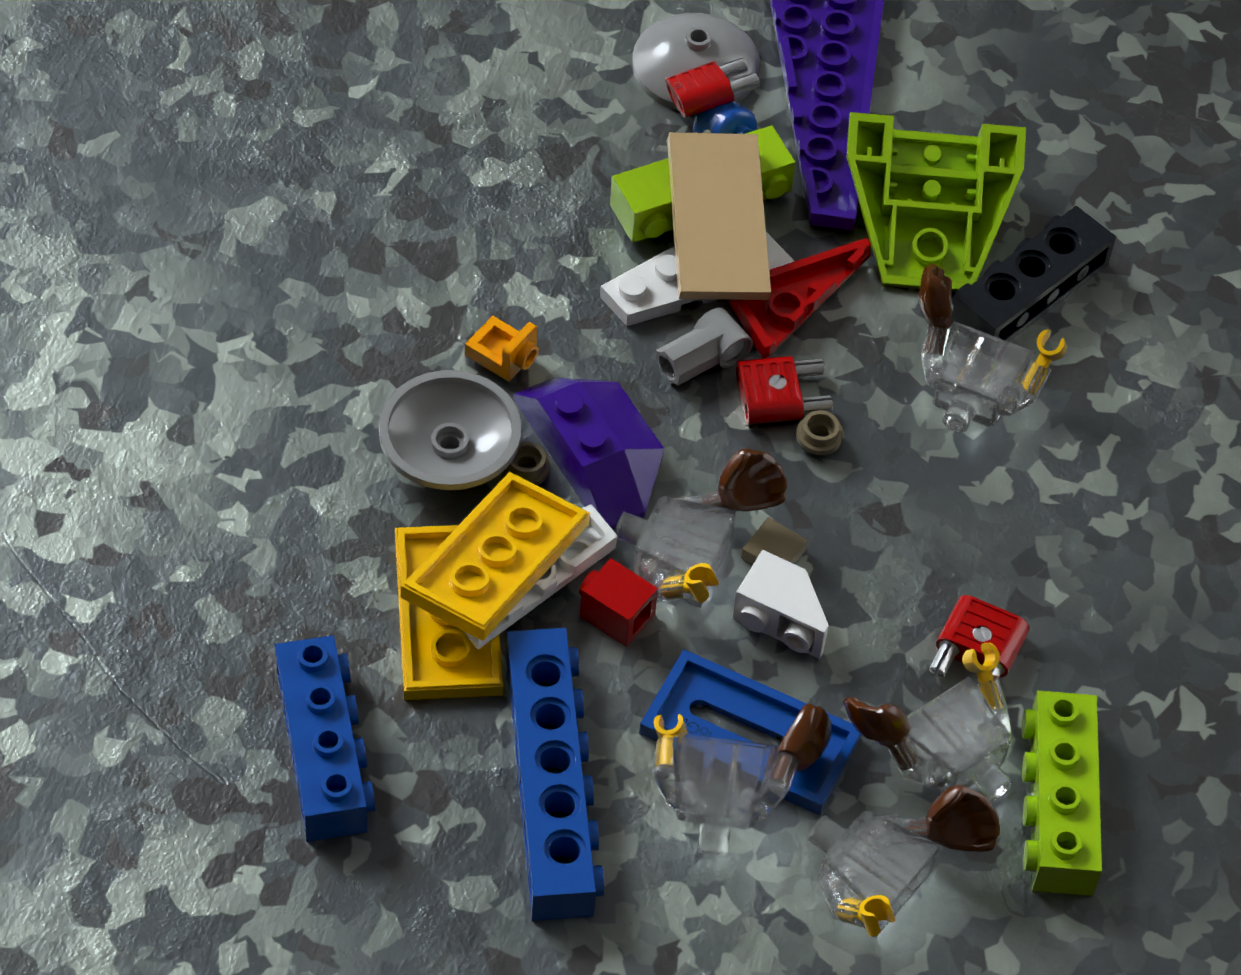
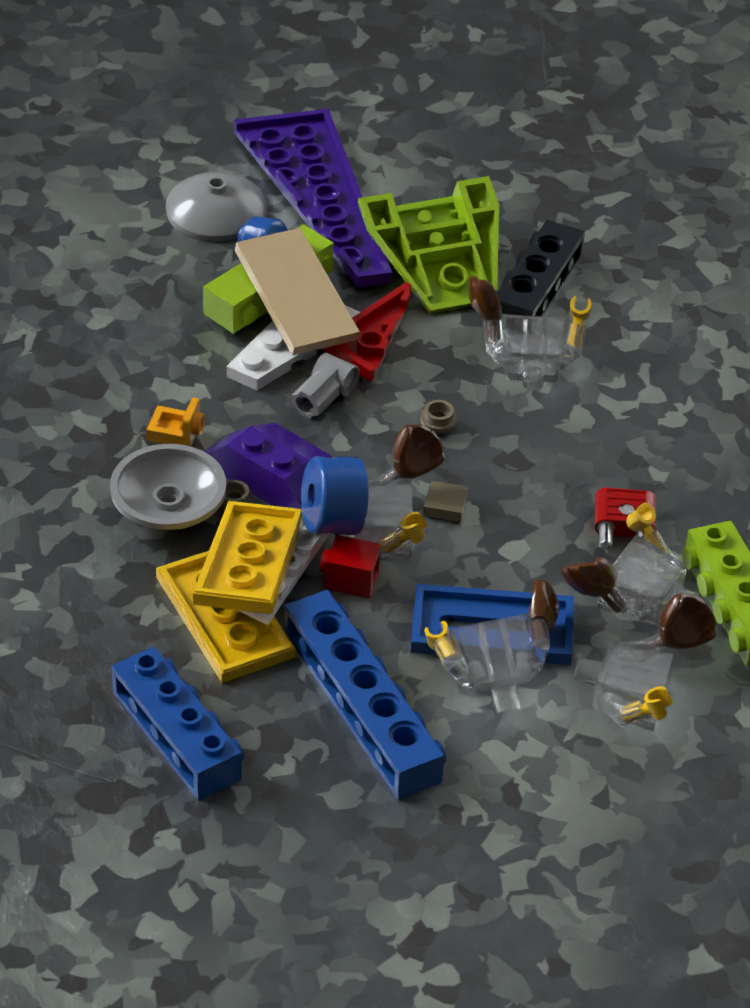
camera: 20 degrees left, 10 degrees down
(620, 512) = (339, 495): none -> blue piece
(709, 86) = (241, 213): red piece -> none
(772, 389) = (390, 399): red piece -> none
(782, 604) = (475, 533): white slope -> none

